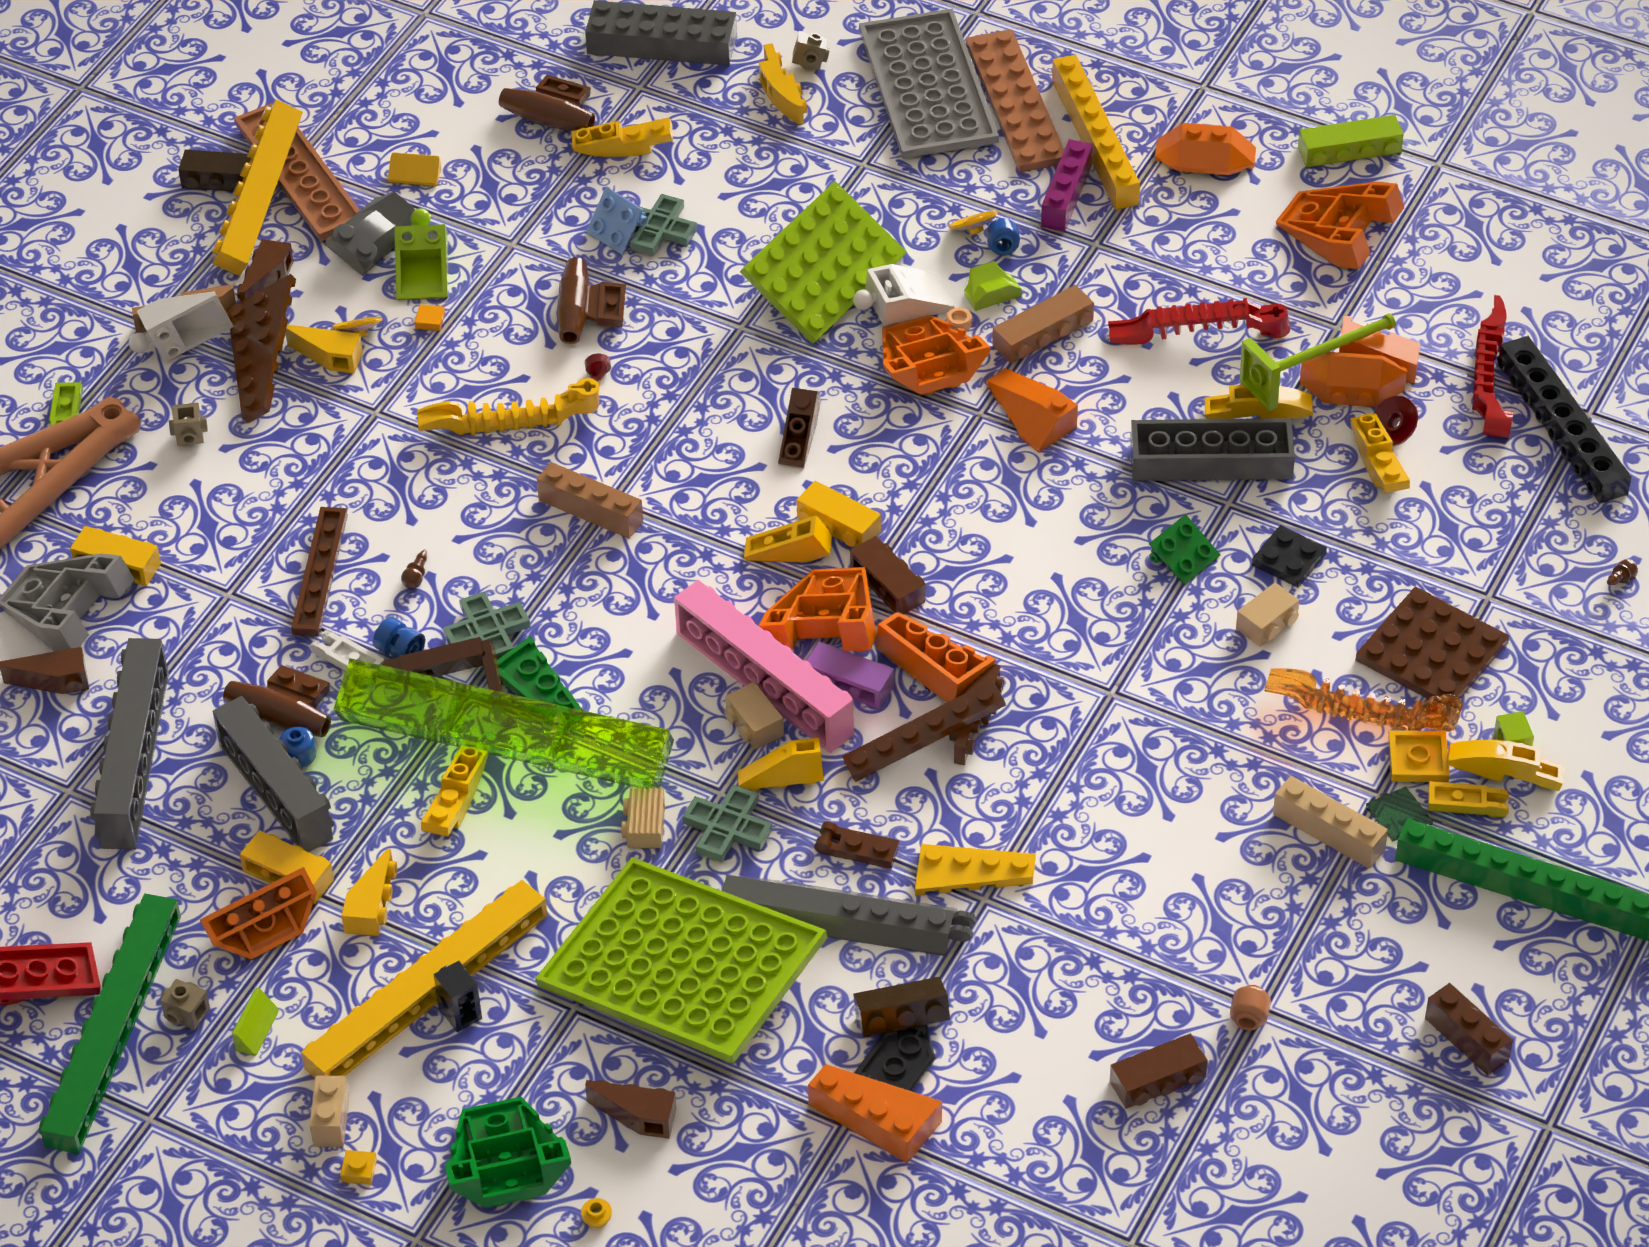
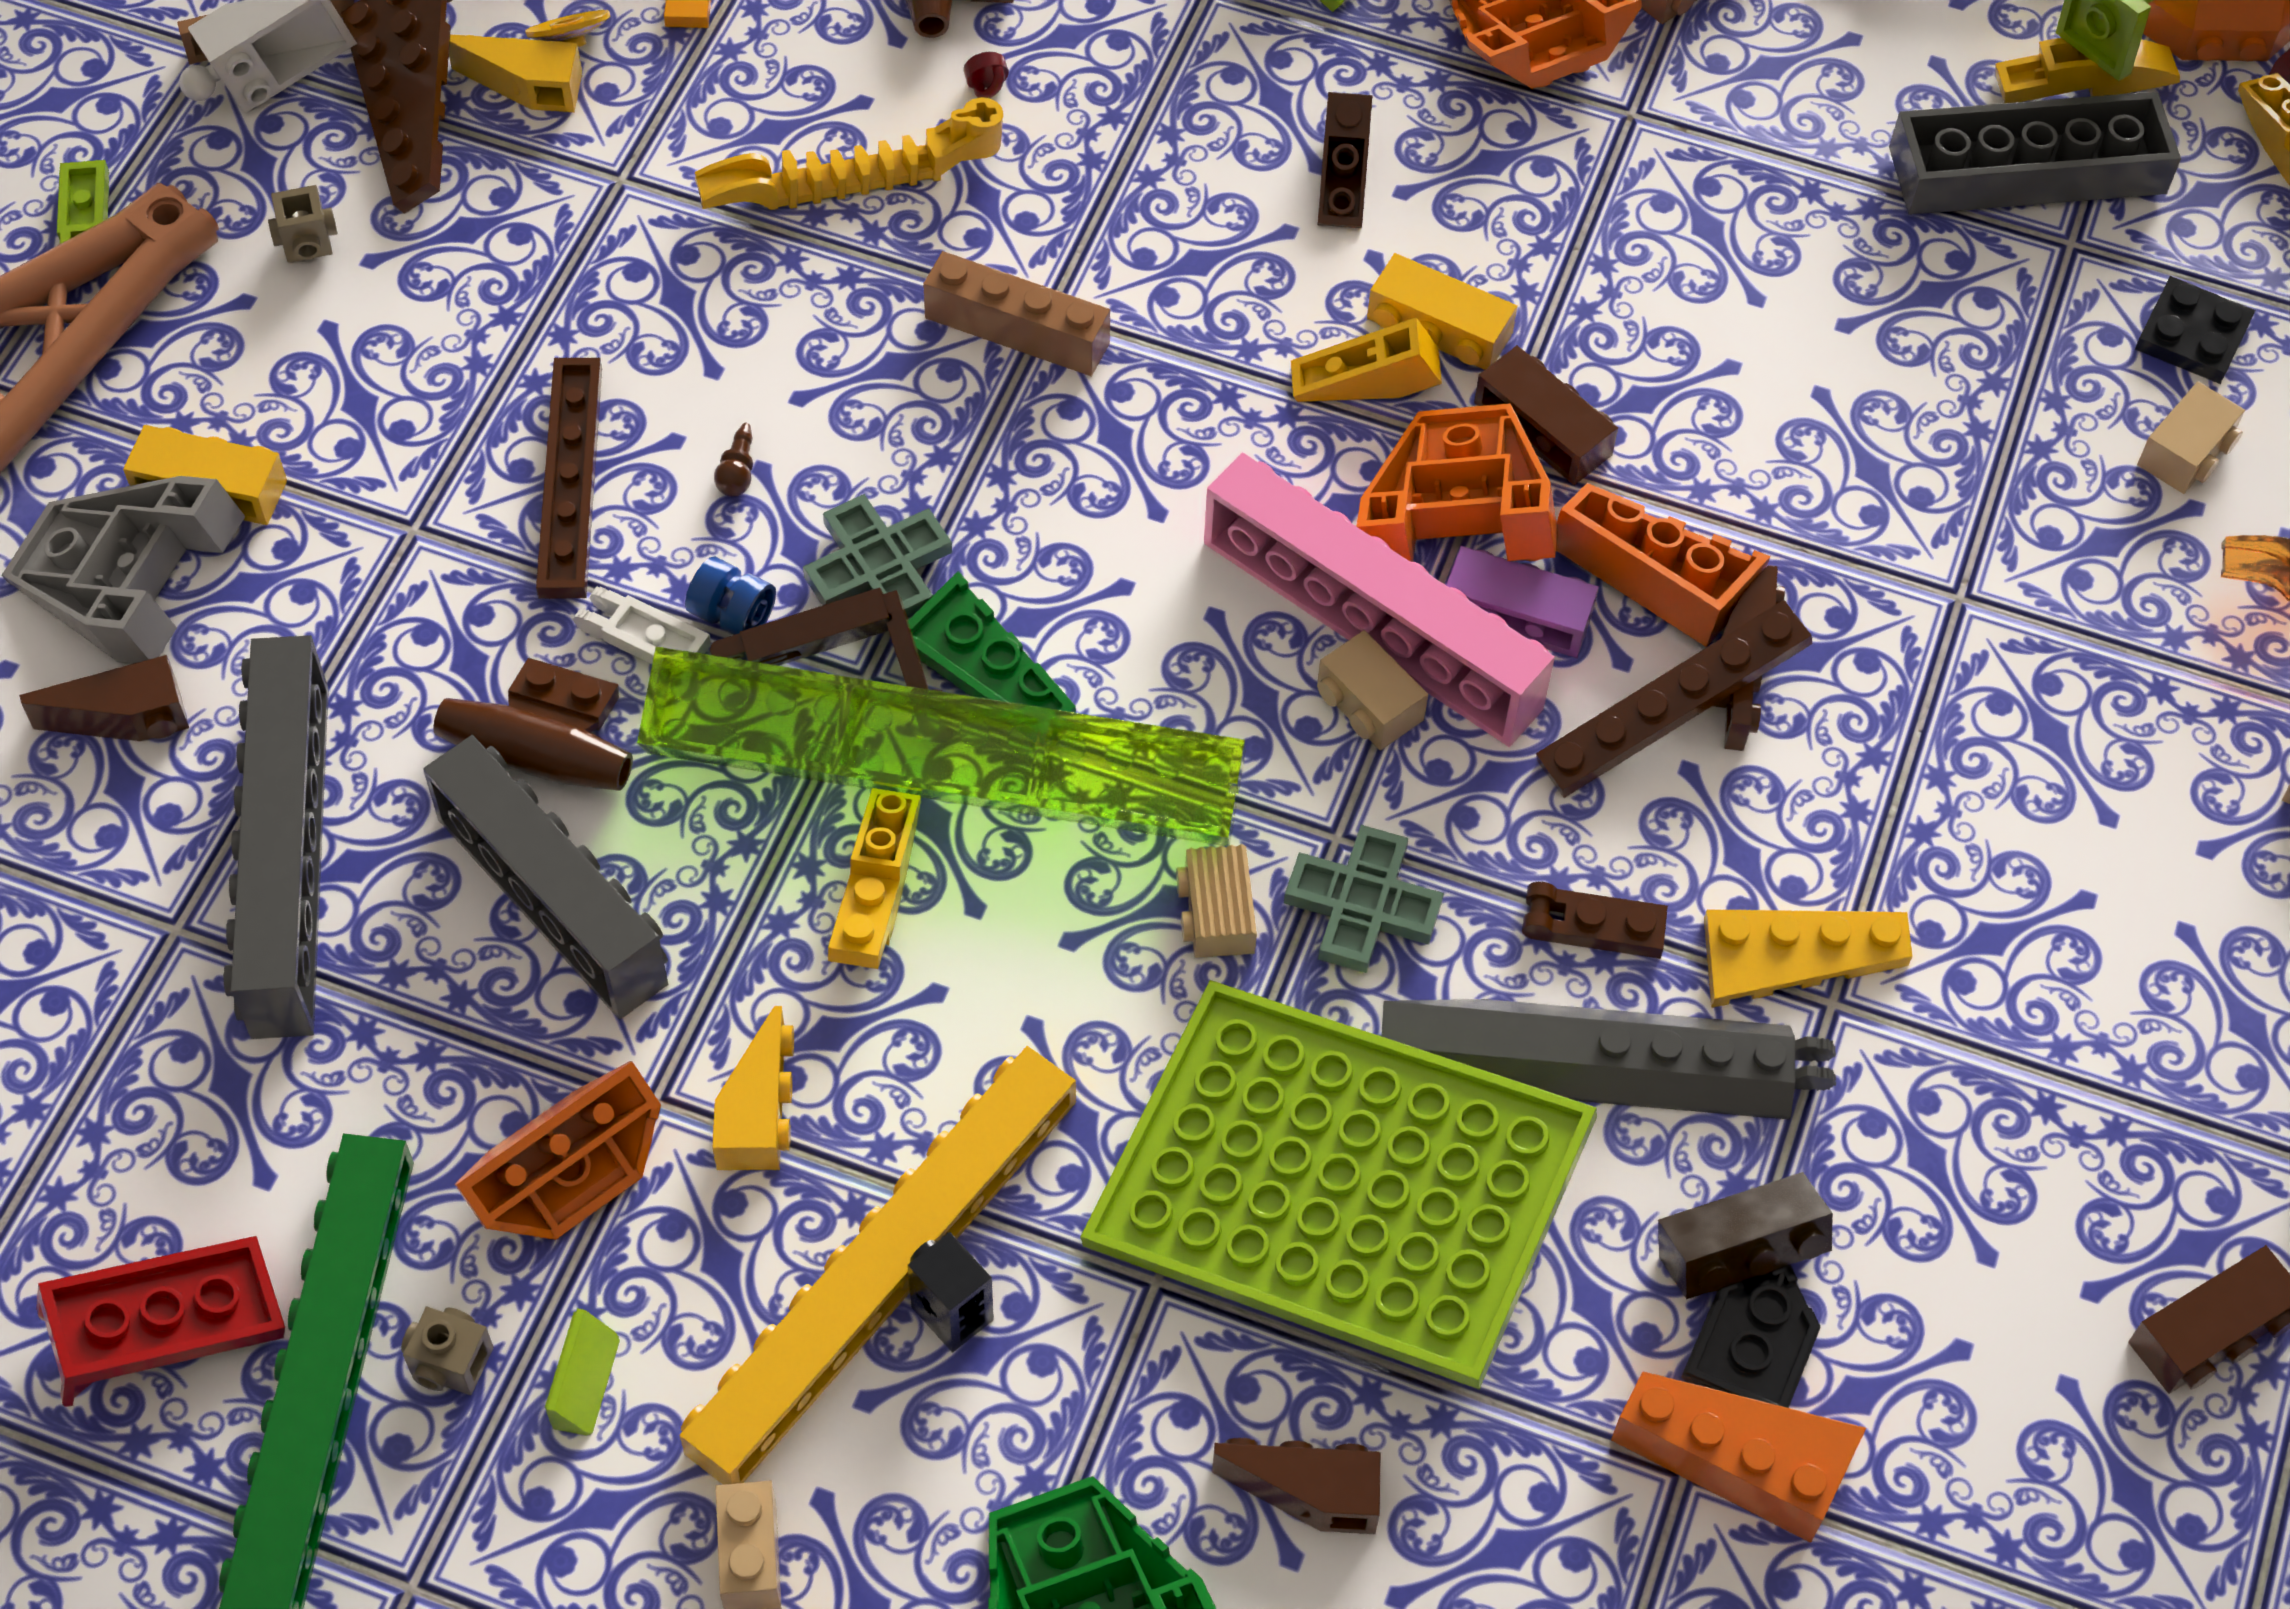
camera: 10 degrees left, 10 degrees up
(273, 859) = (584, 1044): yellow brick -> none
(300, 745) = (585, 812): blue head -> none
(788, 765) = (1450, 781): yellow slope -> none
(1035, 409) = (1727, 101): orange wedge -> none
(1183, 549) = (2024, 331): green hinge -> none

